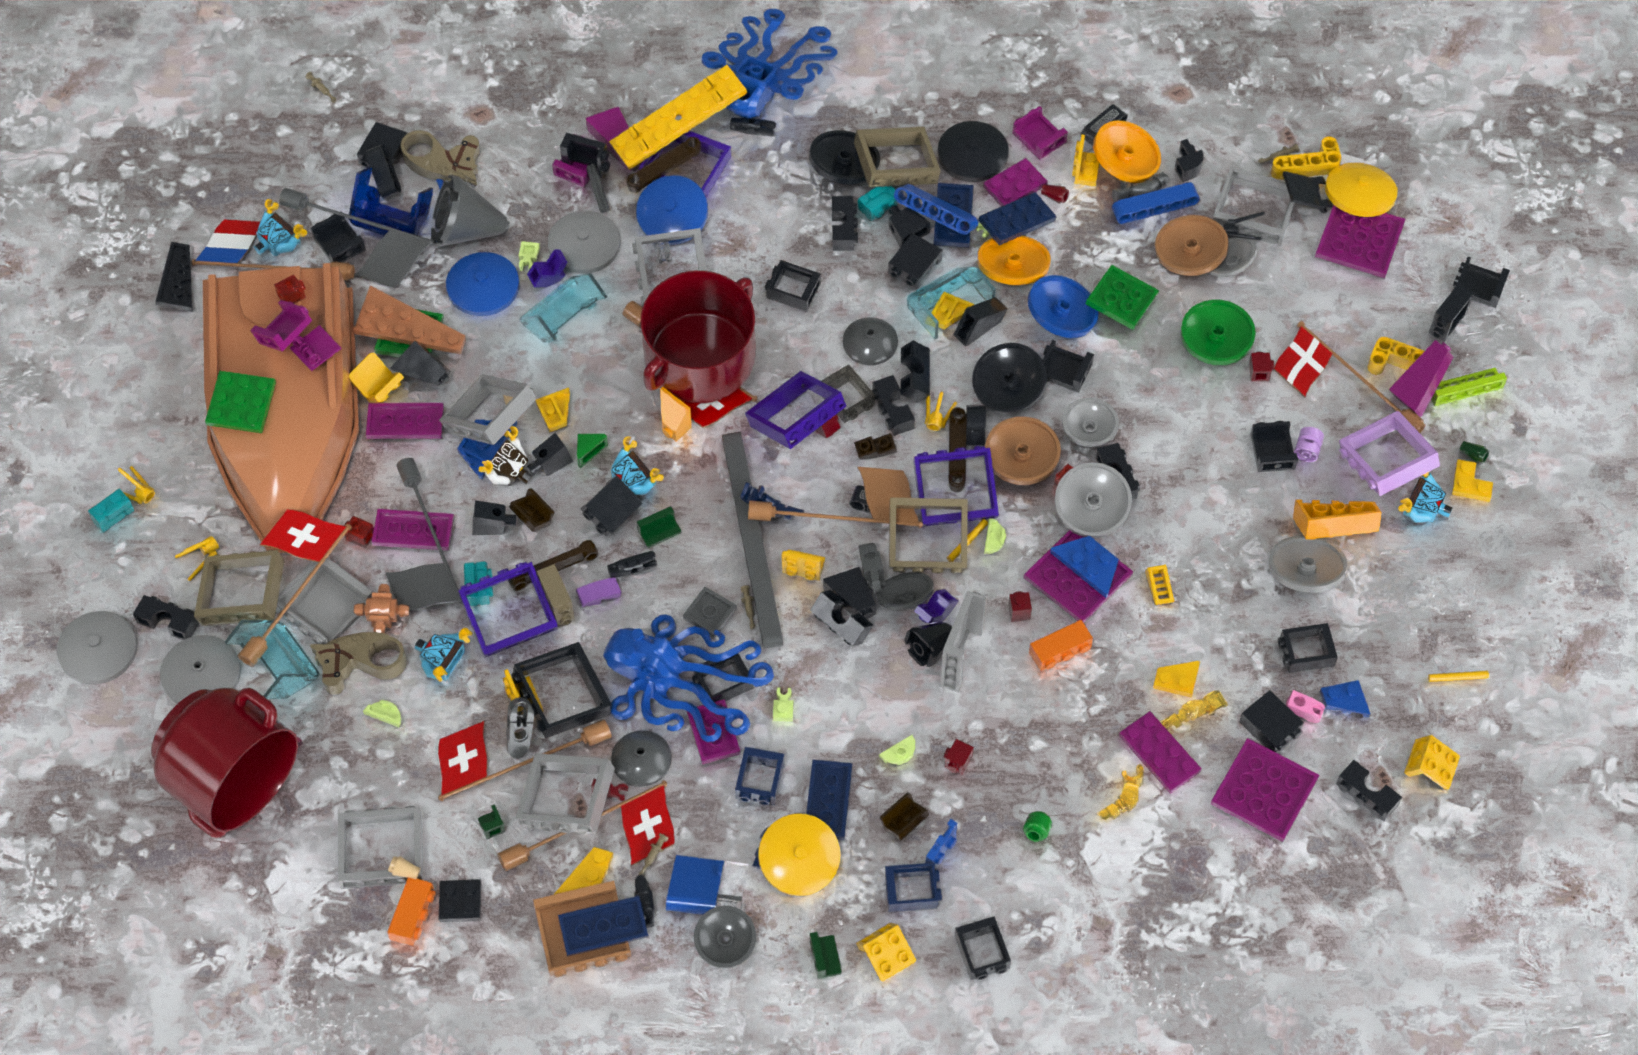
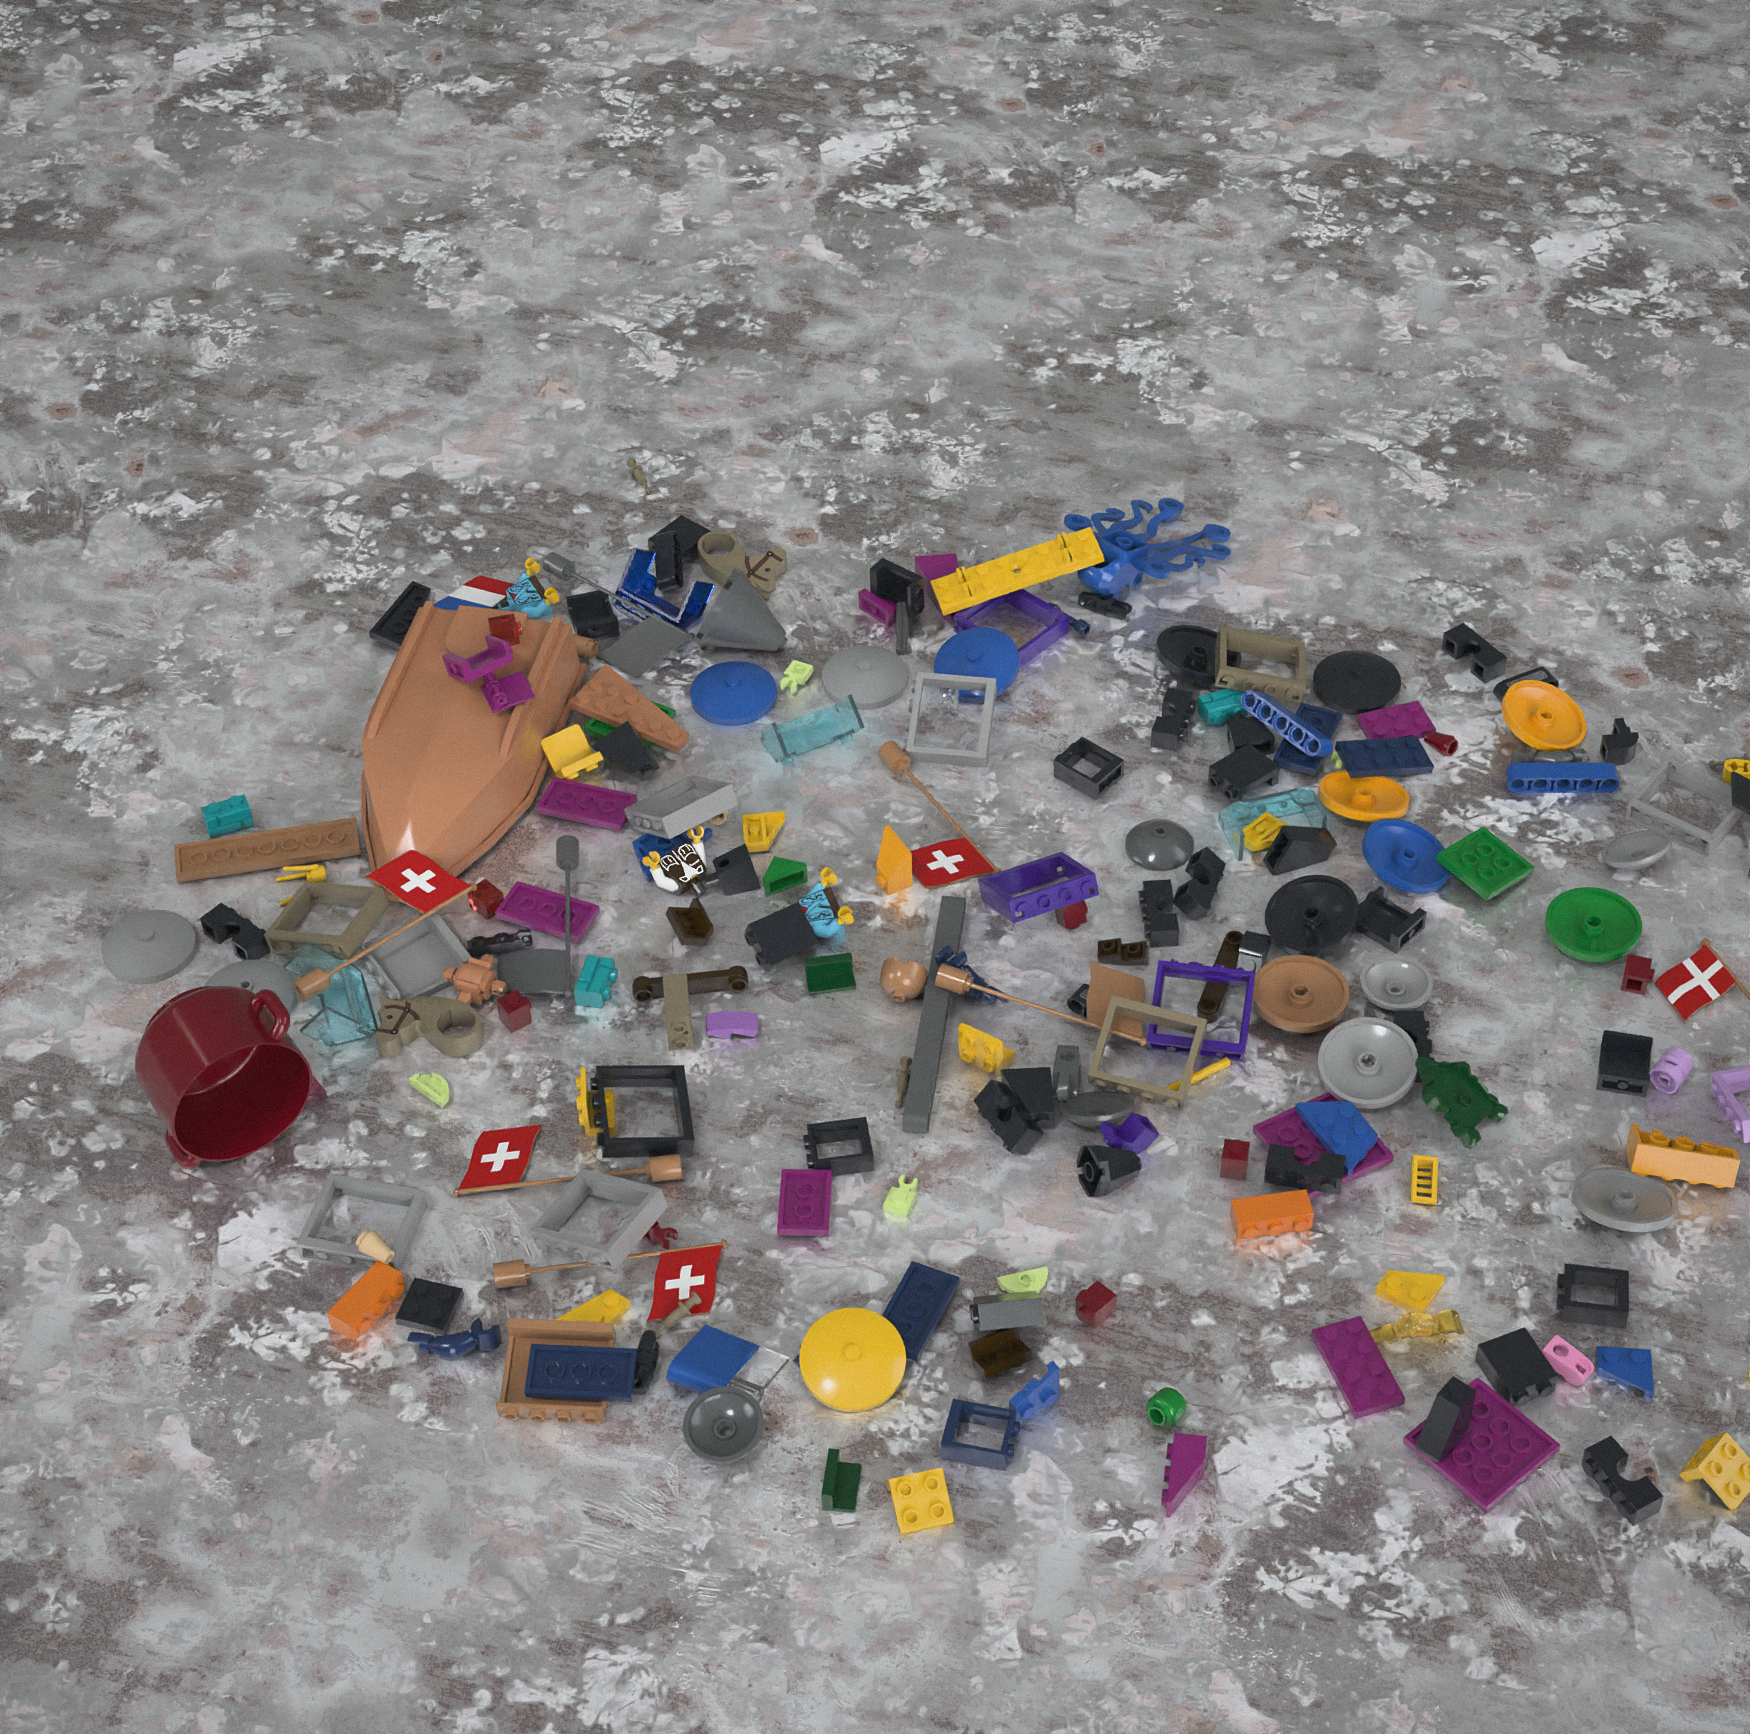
camera: 20 degrees right, 15 degrees down
(144, 492) = (270, 808): yellow plant -> none
(157, 532) = (267, 849): none -> medium nougat plate
(240, 402) = (402, 725): green plate -> none
(385, 569) = (499, 943): none -> black hinge
(423, 626) = (514, 1010): none -> dark red brick
(442, 653) = (524, 1042): torso -> none
(490, 518) = (637, 918): black torso -> none
(491, 823) = (502, 1235): dark green panel -> none
(497, 927) = (458, 1344): none -> dark blue piece
(505, 575) = (619, 1047): dark purple window -> none
(519, 743) = (567, 1153): dark grey piece -> none
(549, 272) = (810, 696): dark purple brick -> none
(632, 564) = (783, 1005): black hinge -> none
(643, 768) = (709, 1219): dark grey dish -> none
(655, 667) = (764, 1107): blue animal -> none
(663, 164) = (1021, 606): dark brown piece -> none
(699, 335) = (946, 777): dark red piece -> none
(710, 611) = (853, 1075): dark grey plate -> none
(718, 519) = (903, 980): none -> medium nougat cylinder
(739, 150) = (1080, 625): none -> dark blue bar
(762, 758) = (850, 1244): dark blue window -> none
(847, 375) = (1113, 871): clear smoke window -> none
(899, 783) = (1006, 1310): none -> brick
(935, 420) = (1205, 938): yellow plant -> none
(968, 620) = (1139, 1164): light grey panel -> none
(978, 929) = (1042, 1505): black window -> none
(995, 537) = (1232, 1079): yellowish green plate -> none
(1039, 133) = (1442, 679): magenta panel -> none
(1045, 94) = (1465, 642): none -> black arch
(1060, 607) = (1322, 1176): none -> black arch
(1066, 866) = (1186, 1468): none -> magenta slope
(1085, 165) = (1487, 724): yellow bracket -> none
(1128, 798) = (1297, 1405): clear yellow piece -> none
(1168, 511) = (1459, 1096): none -> dark green shield
(1191, 245) = (1591, 827): medium nougat dish -> none
(1233, 230) = (1647, 821): black plant -> none
(1241, 784) = (1447, 1420): none -> black slope

